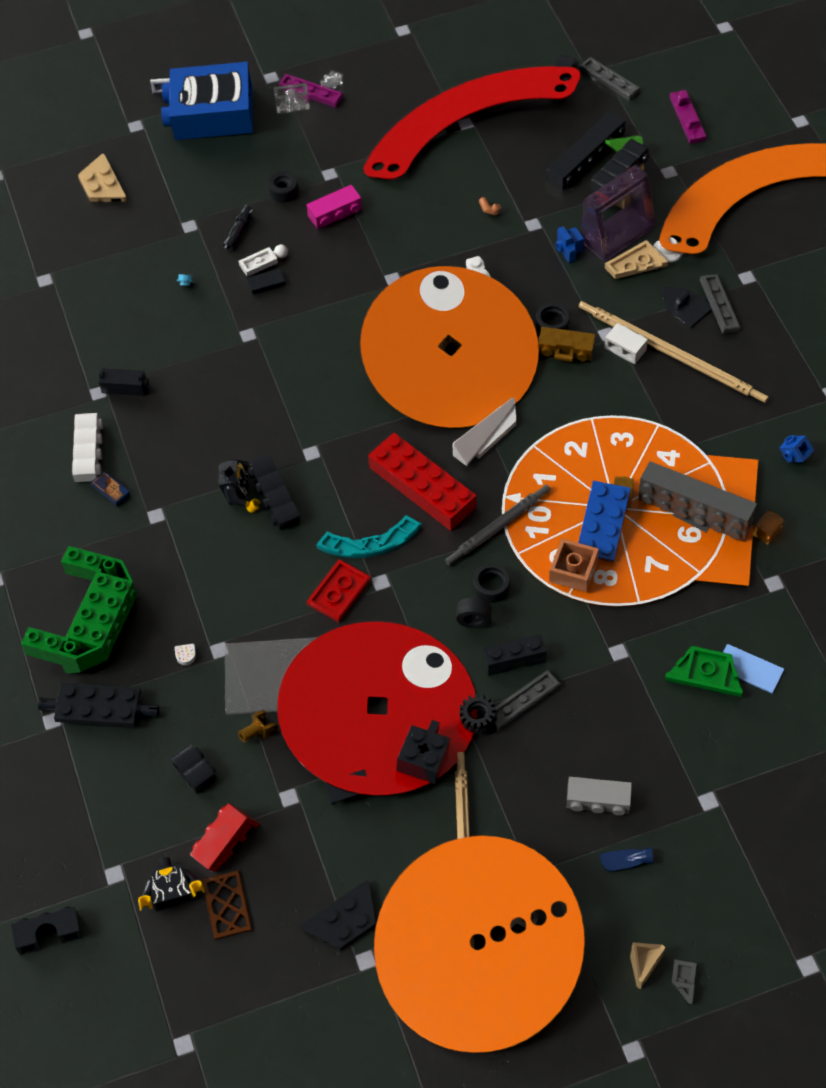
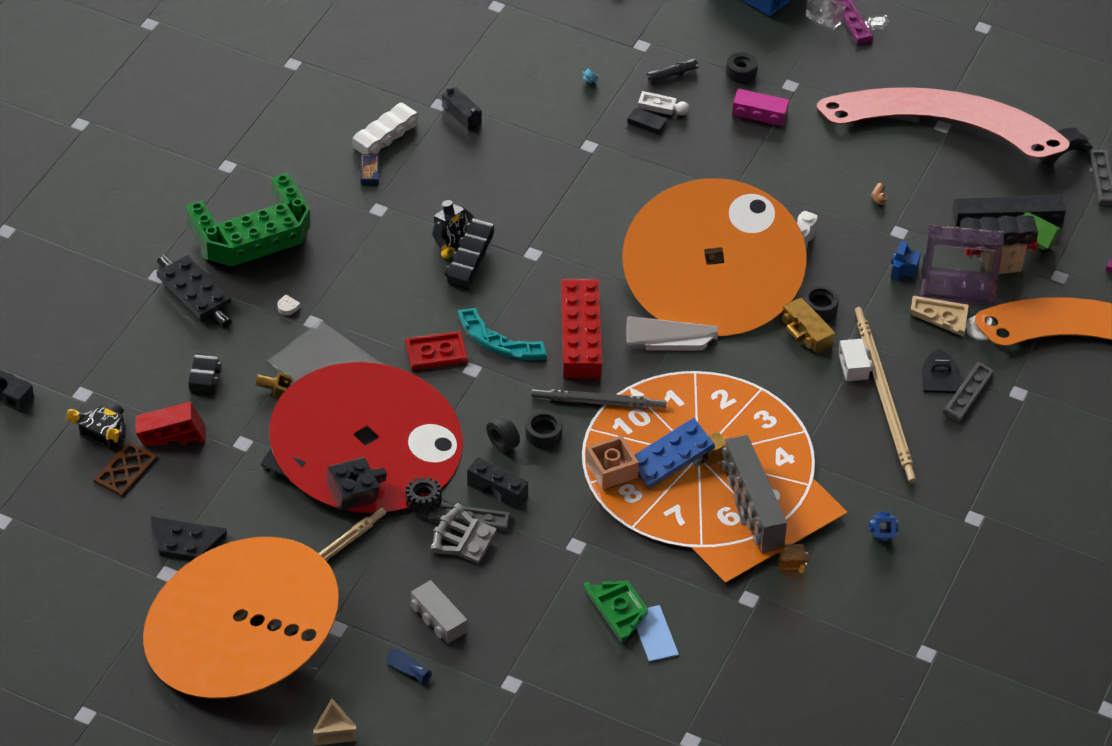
camera: 40 degrees right, 10 degrees down
(552, 714) = (473, 543): none -> light grey plate

